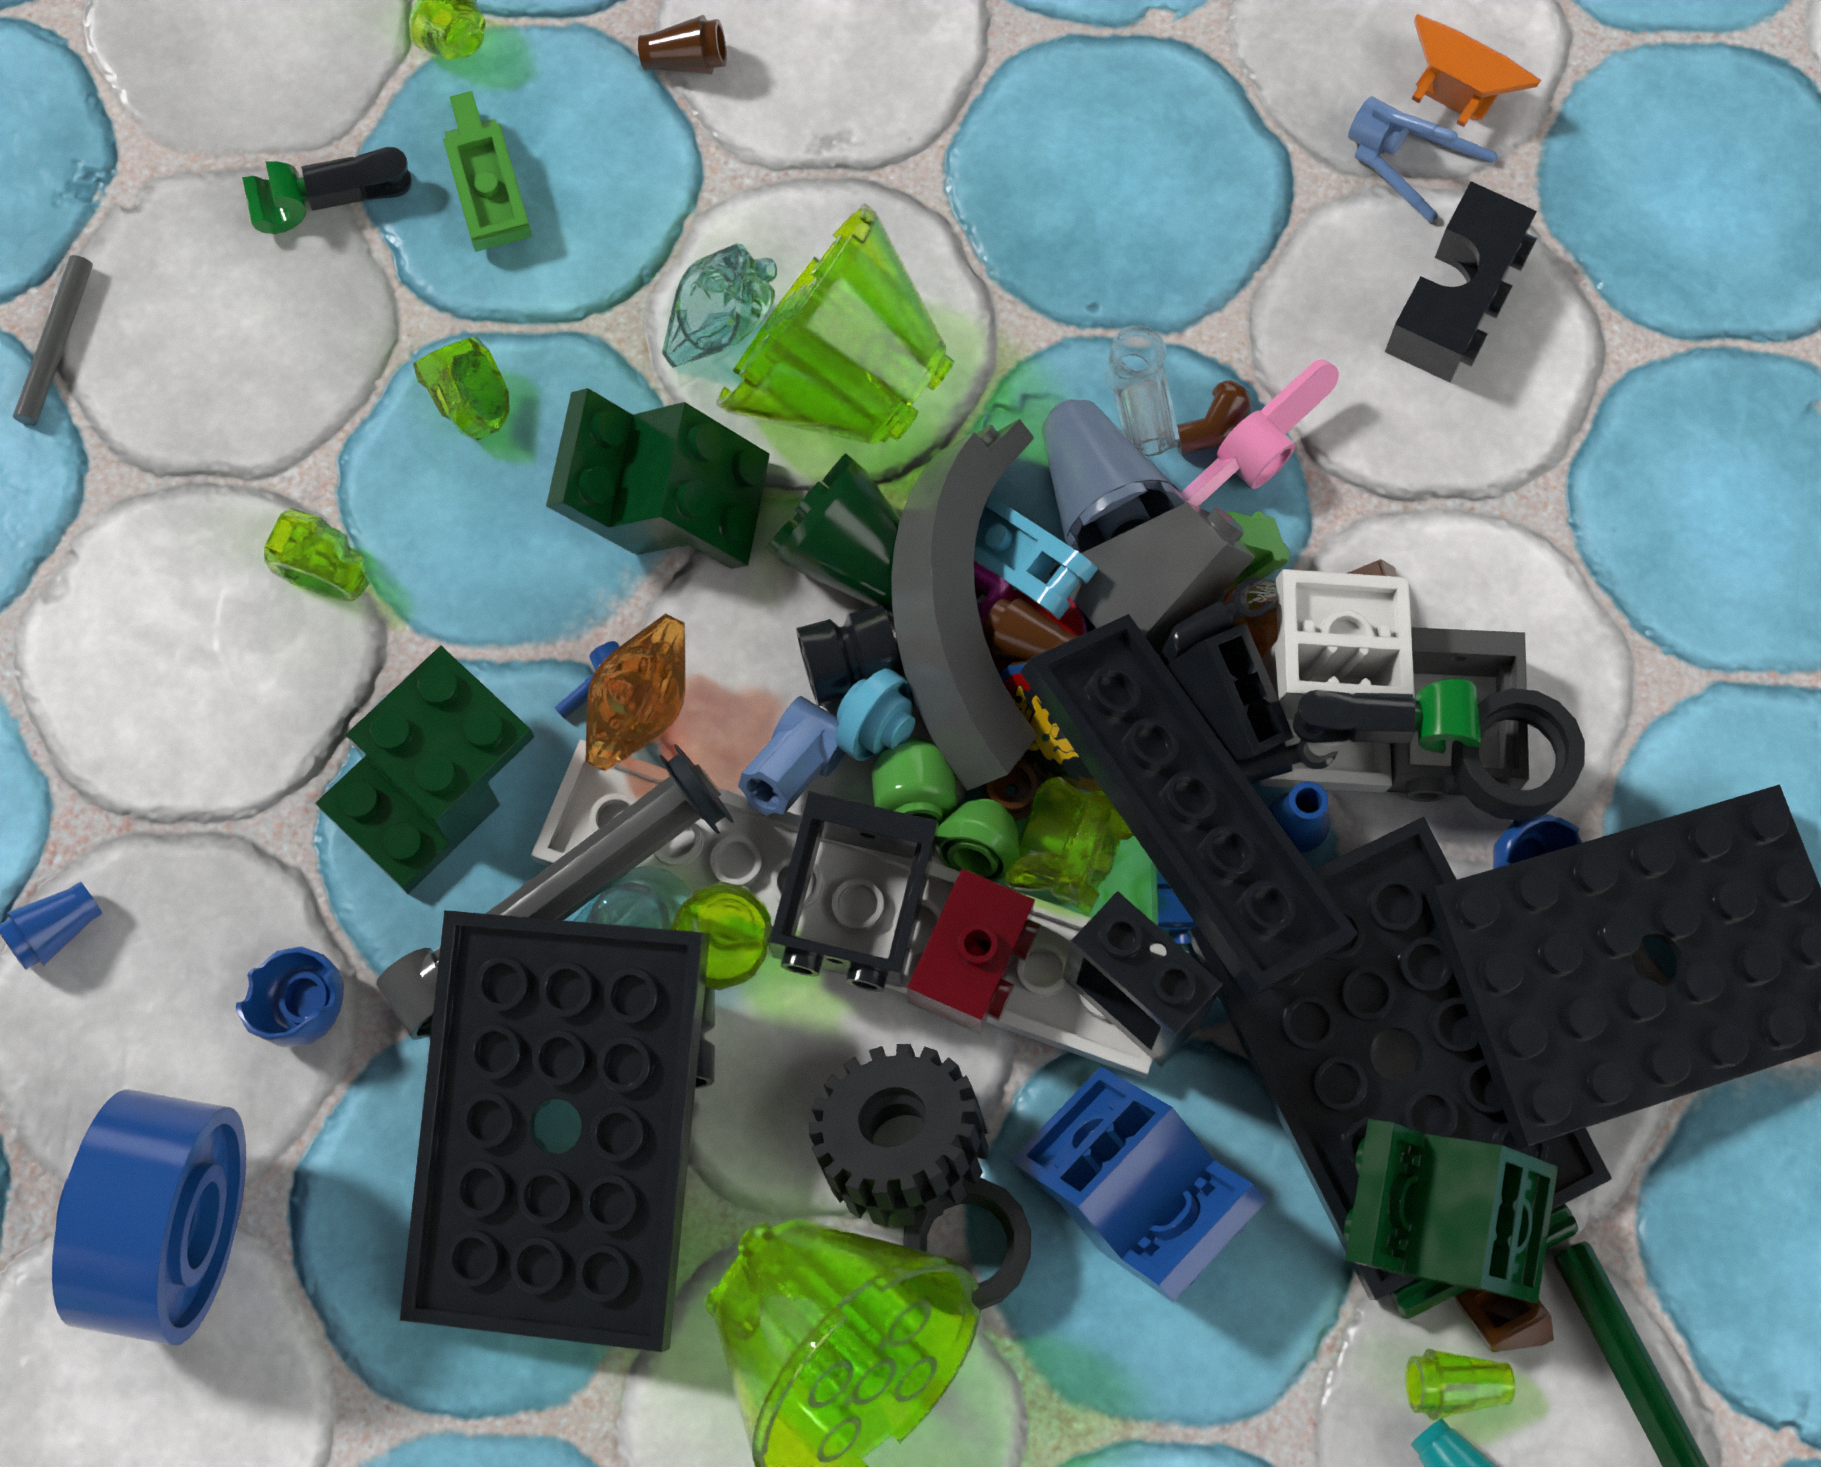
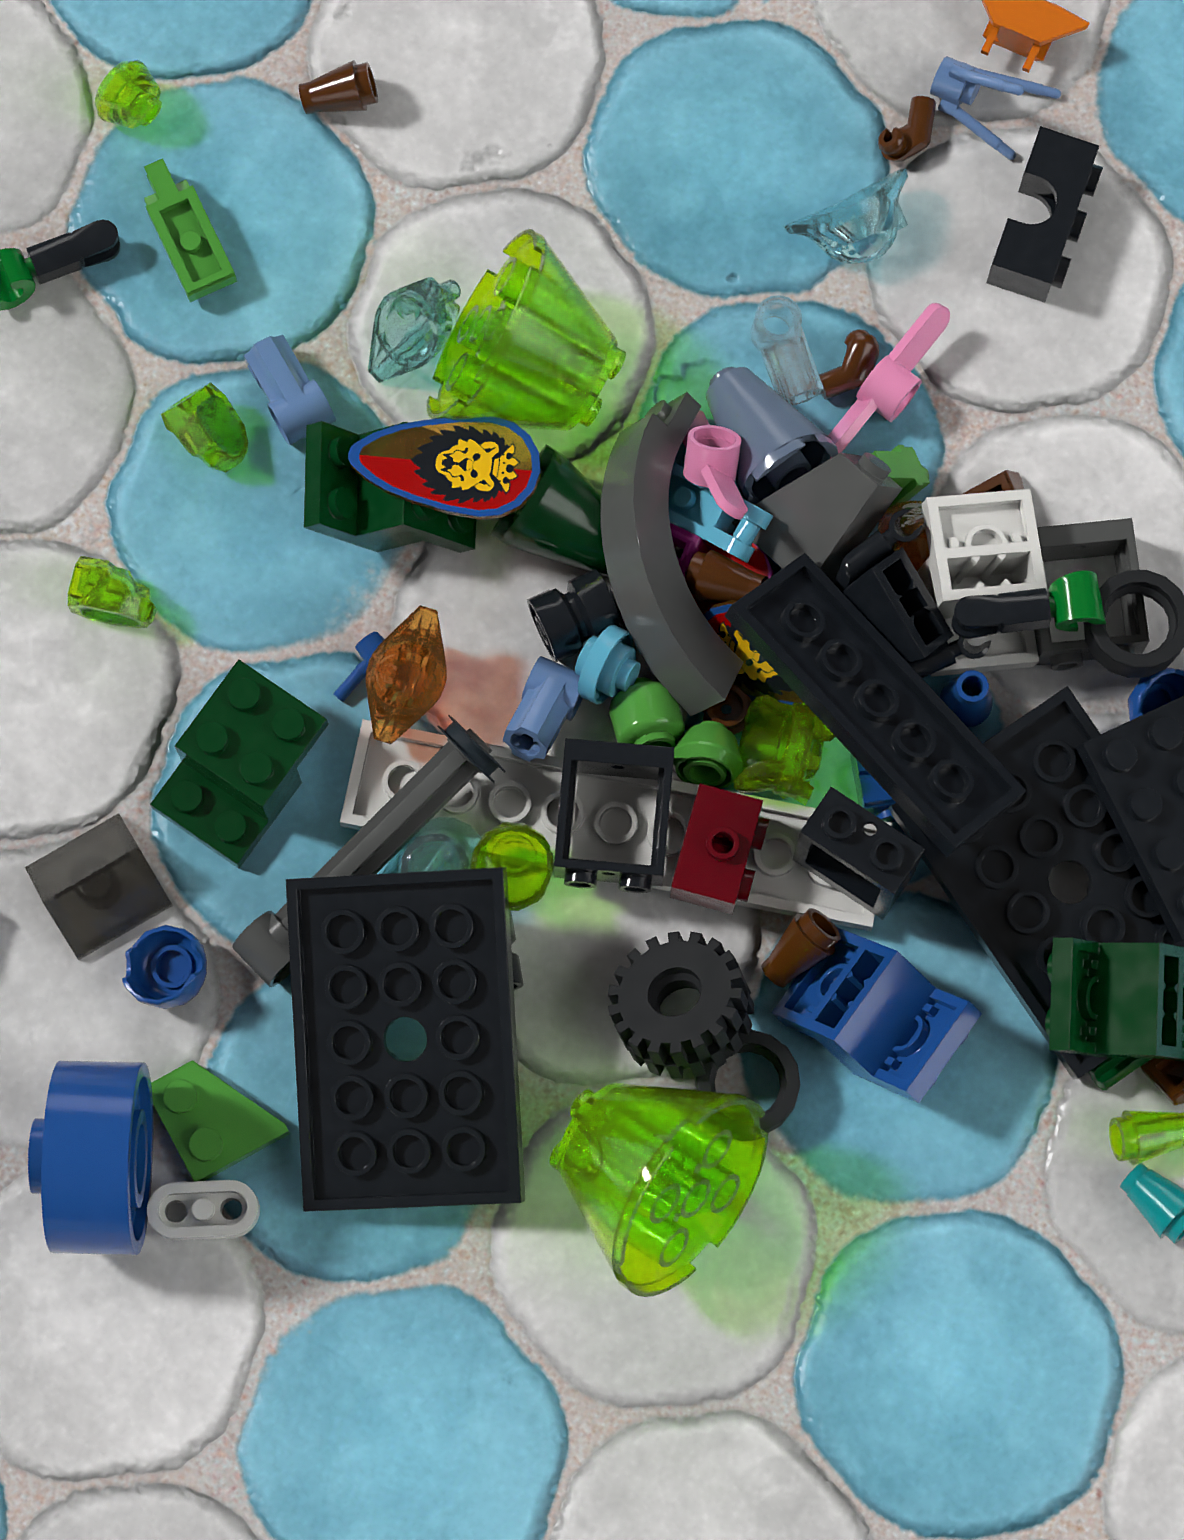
camera: 10 degrees left, 5 degrees up
(236, 892) = (98, 886): none -> clear smoke slope
(282, 1299) = (204, 1209): none -> white plate
(312, 1191) = (211, 1120): none -> bright green wing
(563, 353) = (290, 393): none -> medium blue piece
(729, 456) = (452, 466): none -> shield
(1037, 499) = (713, 463): none -> bright pink piece
(1059, 1084) = (803, 945): none -> reddish brown cone
(1247, 267) = (859, 225): none -> clear light blue hat
(1321, 181) = (914, 136): none -> reddish brown arm

